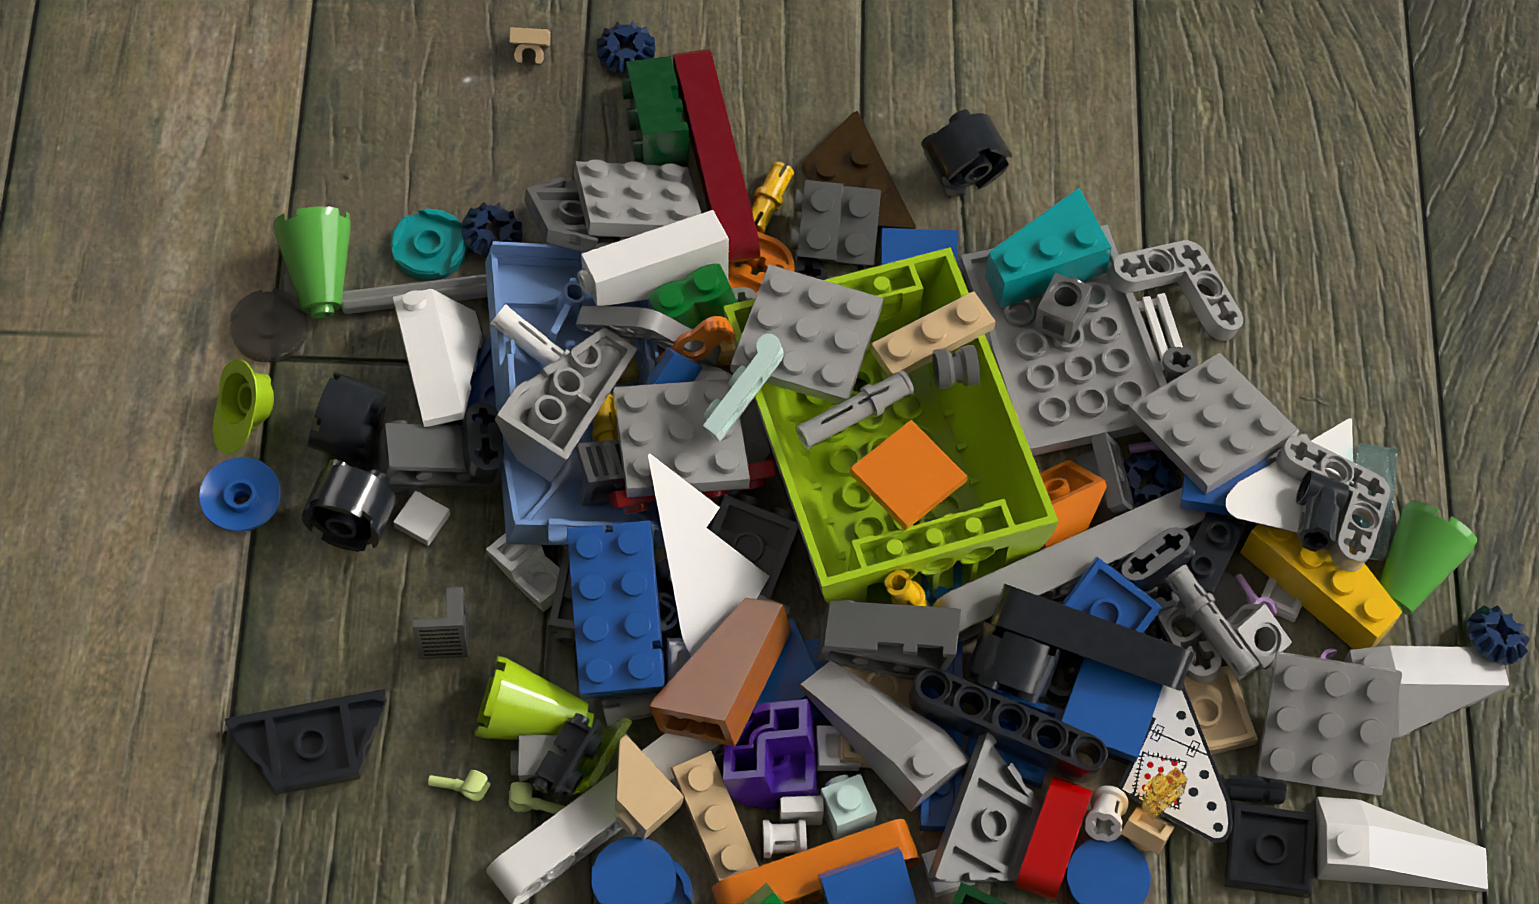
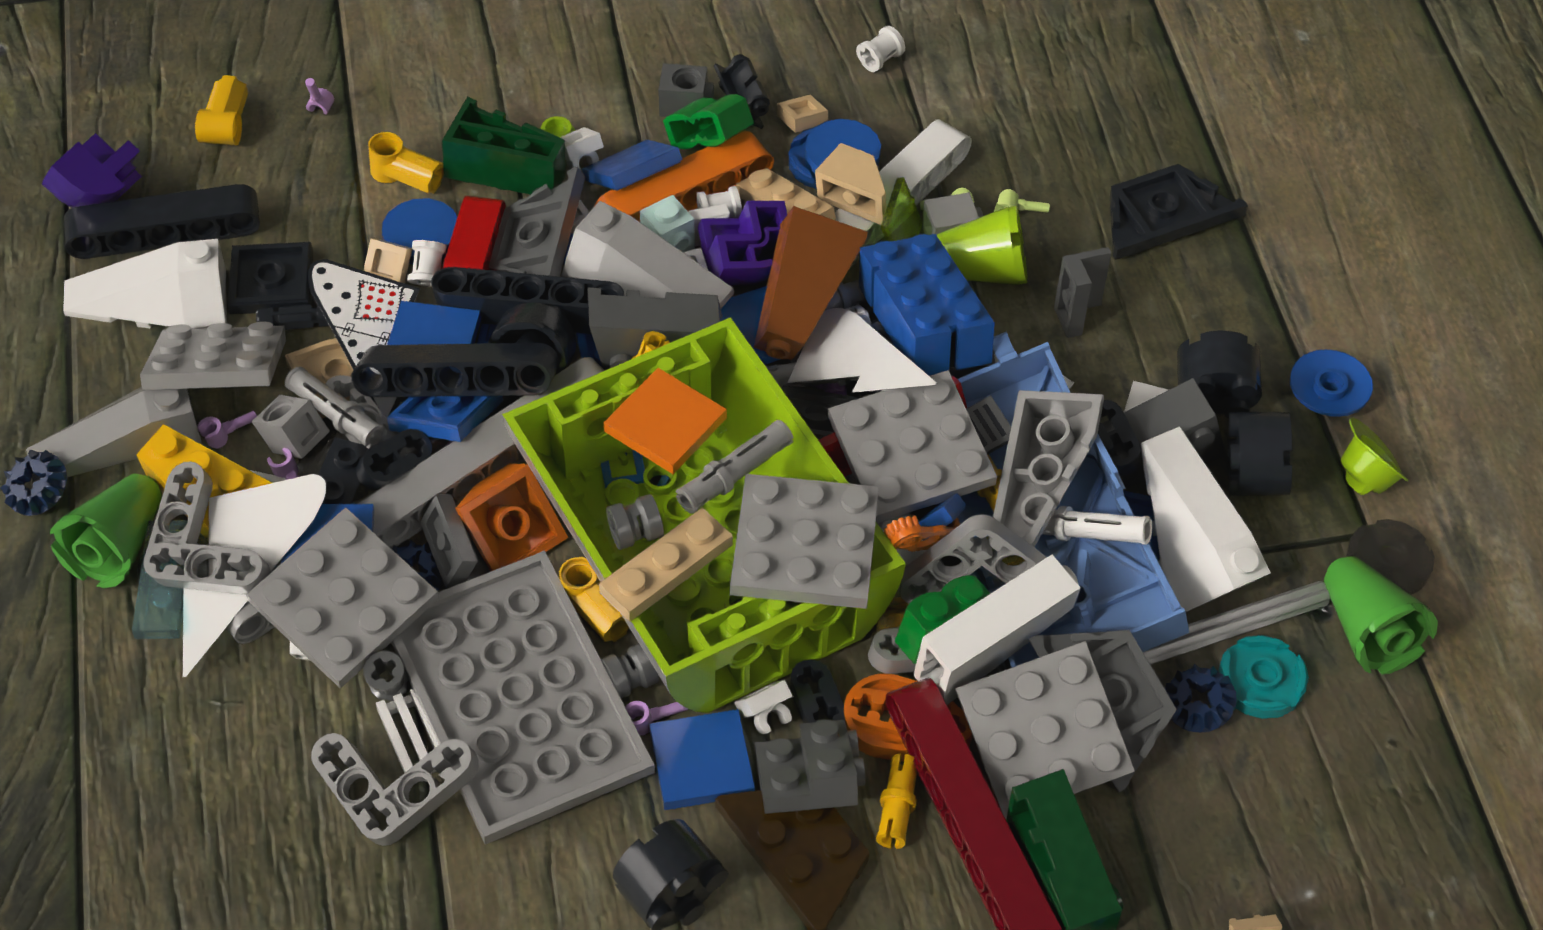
camera: 170 degrees right, 10 degrees down
(564, 772) = (931, 198): black hinge -> none
(744, 386) = (856, 447): light aqua plate -> none
(1058, 241) = (548, 755): teal wedge -> none
(1060, 320) = (521, 679): flat silver brick -> none
(1163, 791) = (374, 271): clear yellow plate -> none
(1320, 504) = (222, 513): black piece -> none

